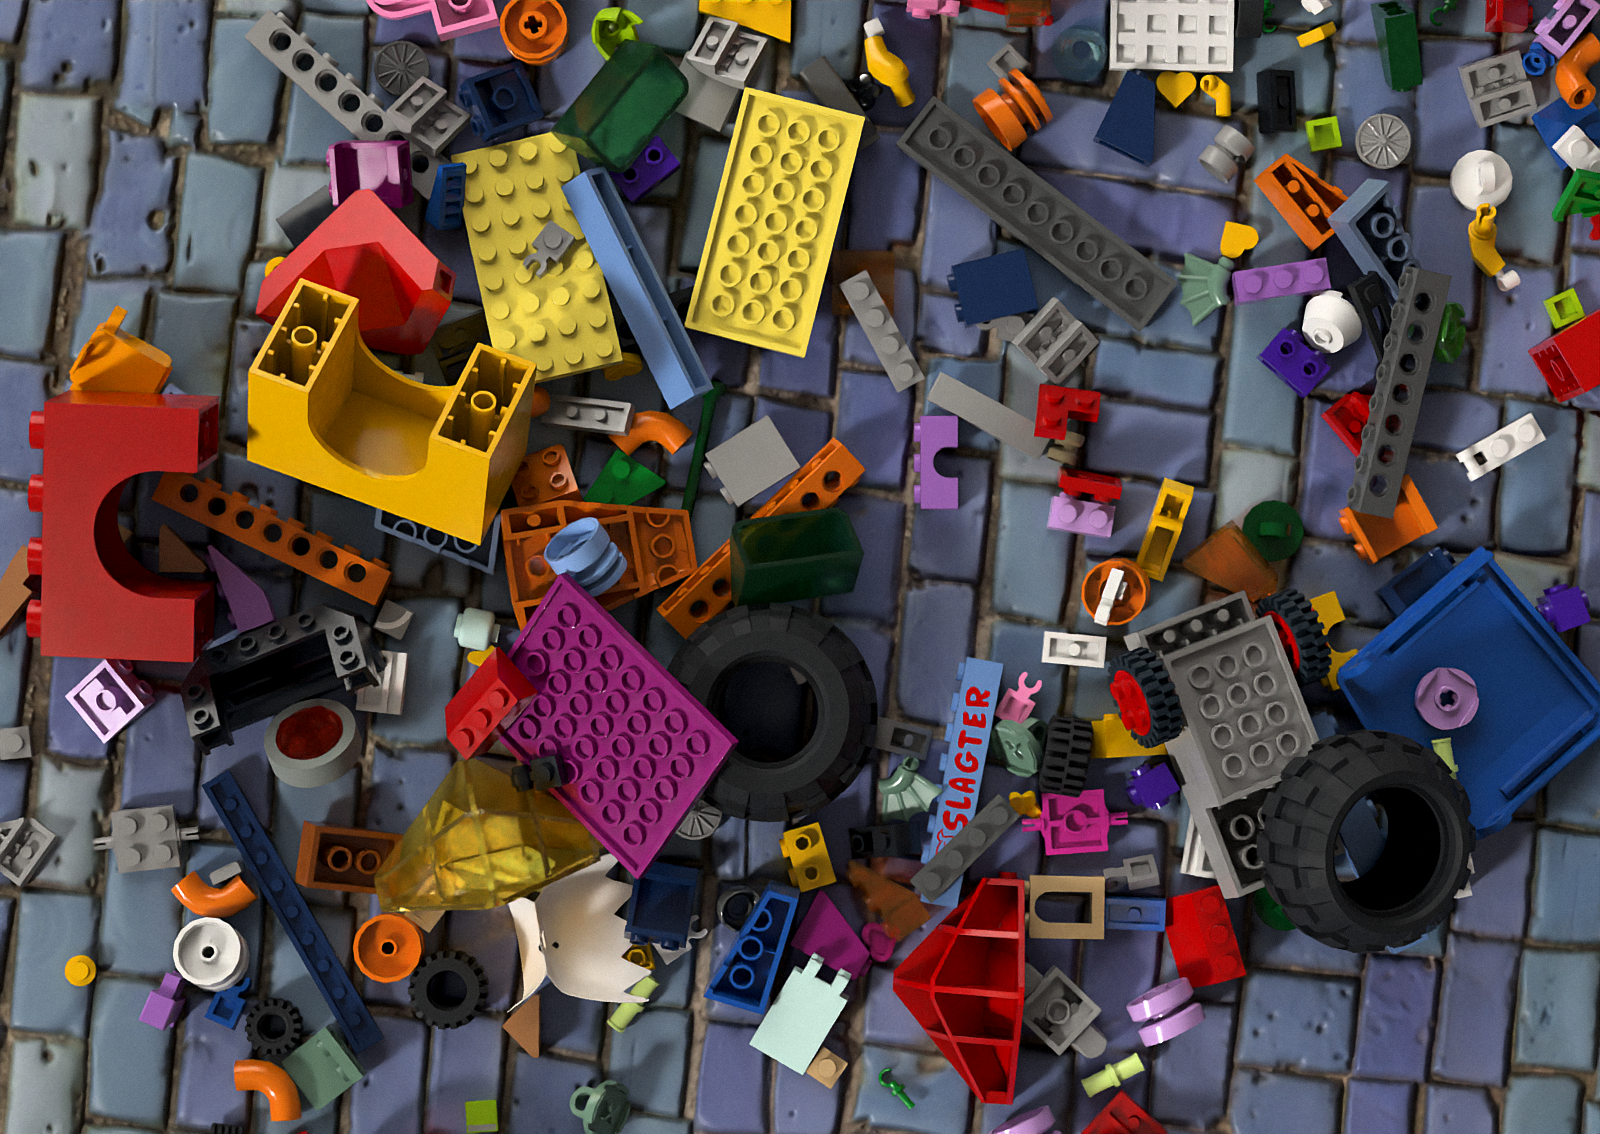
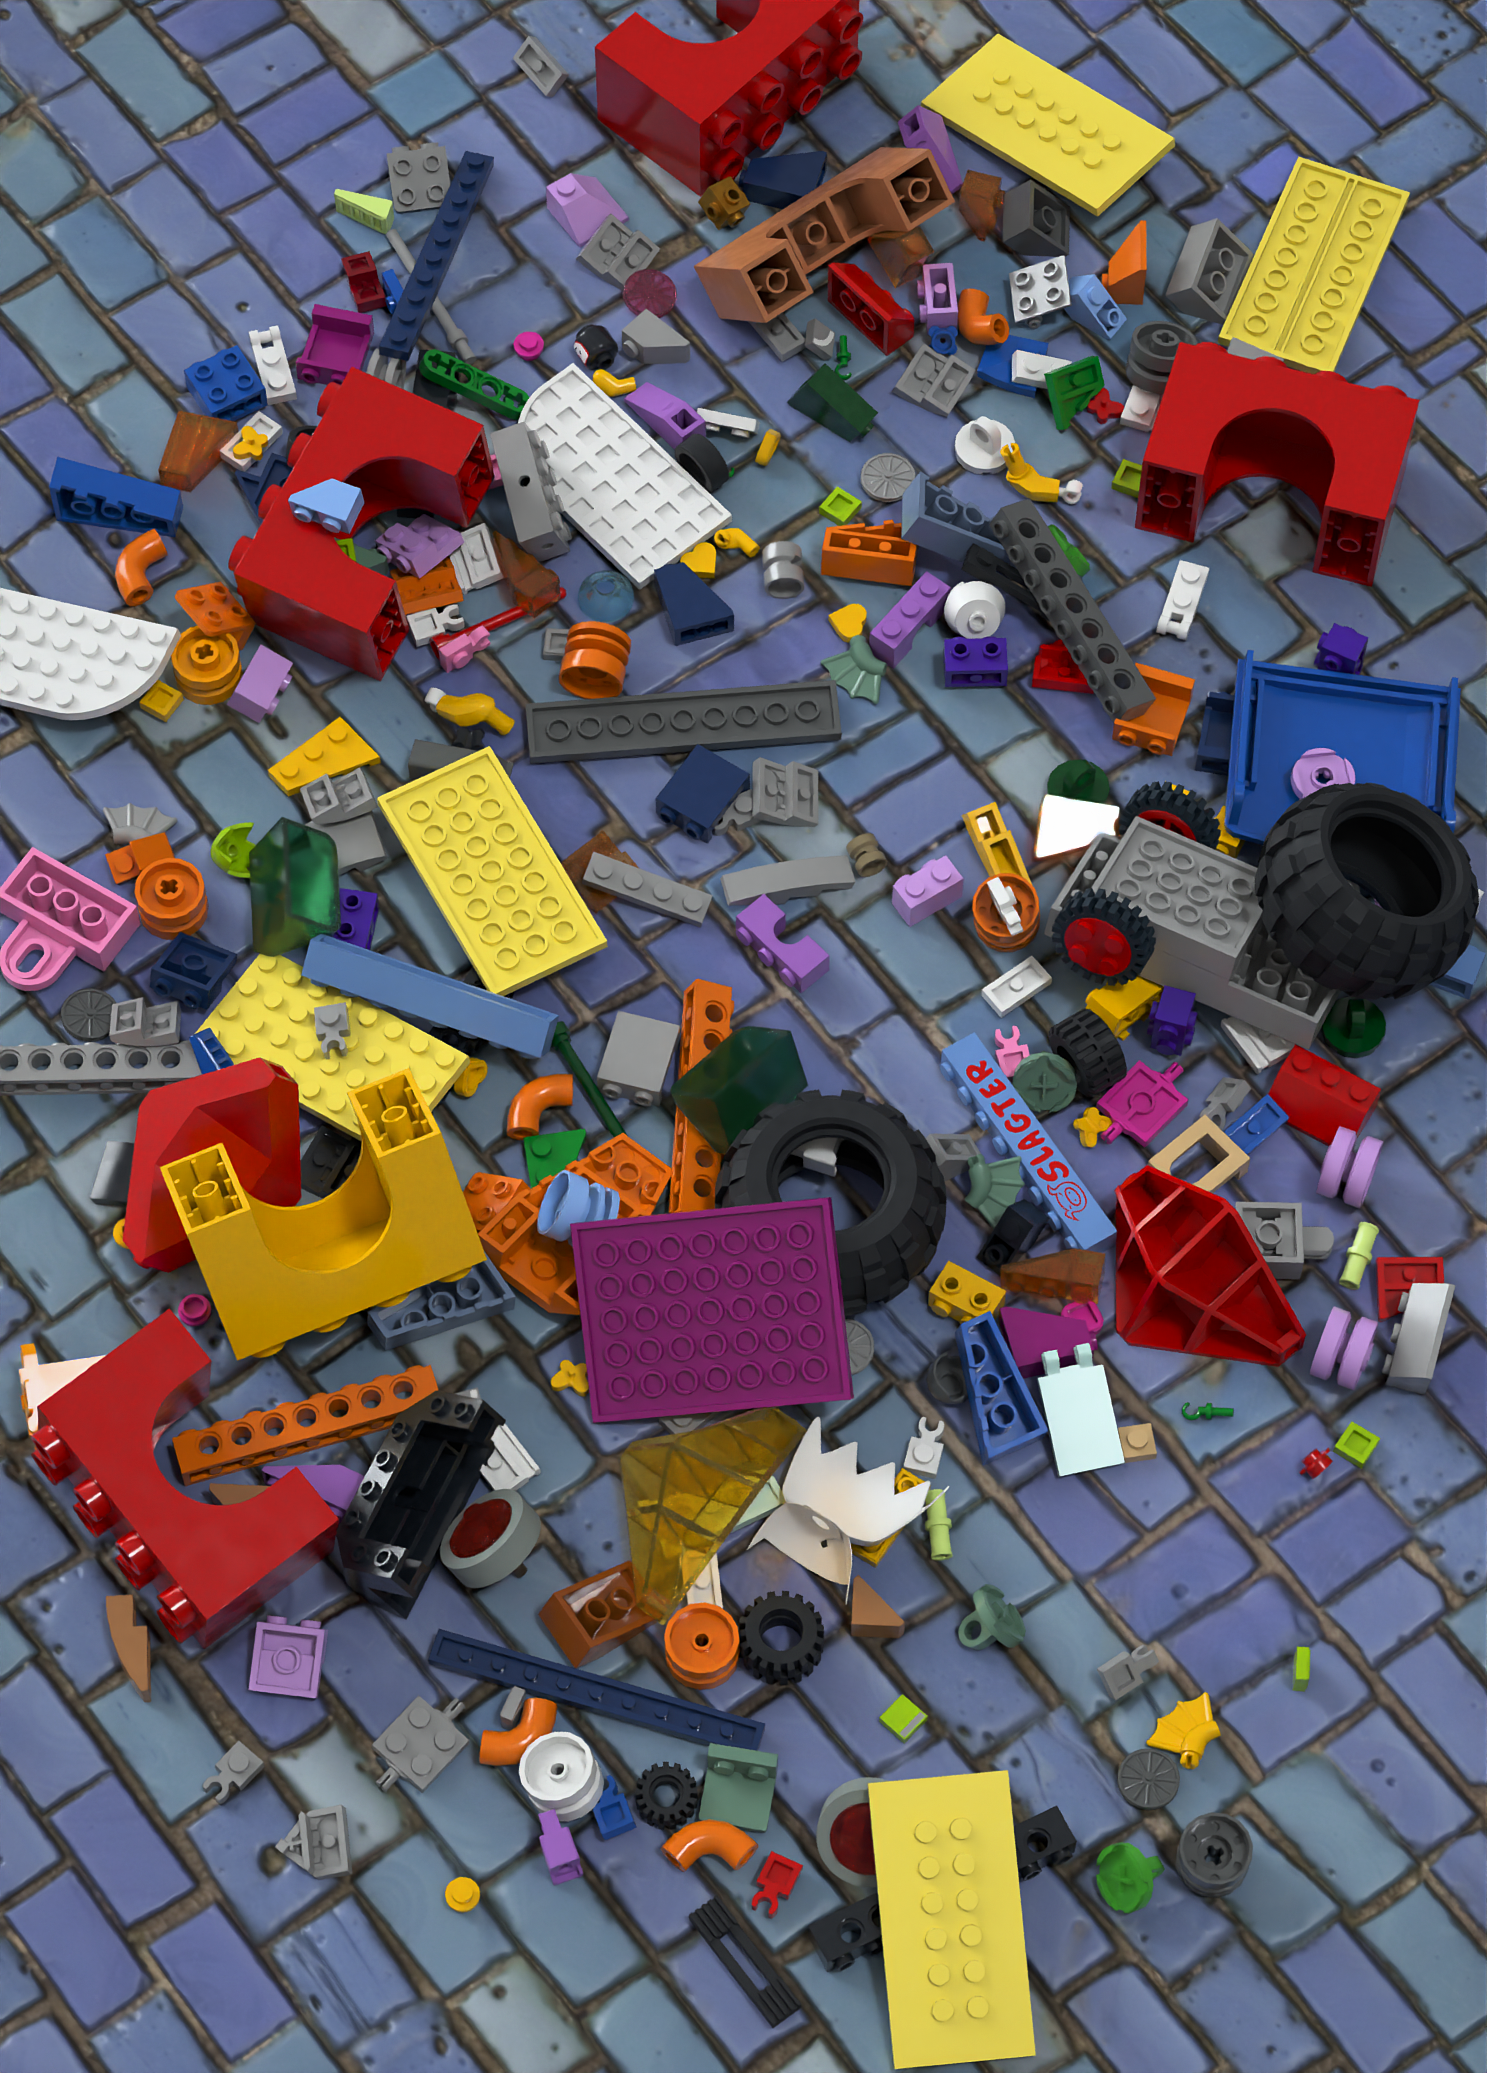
camera: 40 degrees left, 25 degrees down
(373, 166) = (127, 1087): magenta panel -> none
(476, 629) = (539, 1354): light aqua head -> none
(487, 705) = (603, 1391): red slope -> none
(545, 772) = (701, 1395): black plate -> none
(589, 415) = (481, 1123): light grey plate -> none
(662, 906) = (885, 1427): dark blue panel -> none
(964, 848) = (1079, 1181): dark grey plate -> none
(1061, 403) = (837, 831): red plate -> none
(1079, 481) = (909, 857): red plate -> none
(1276, 101) = (783, 514): black slope -> none

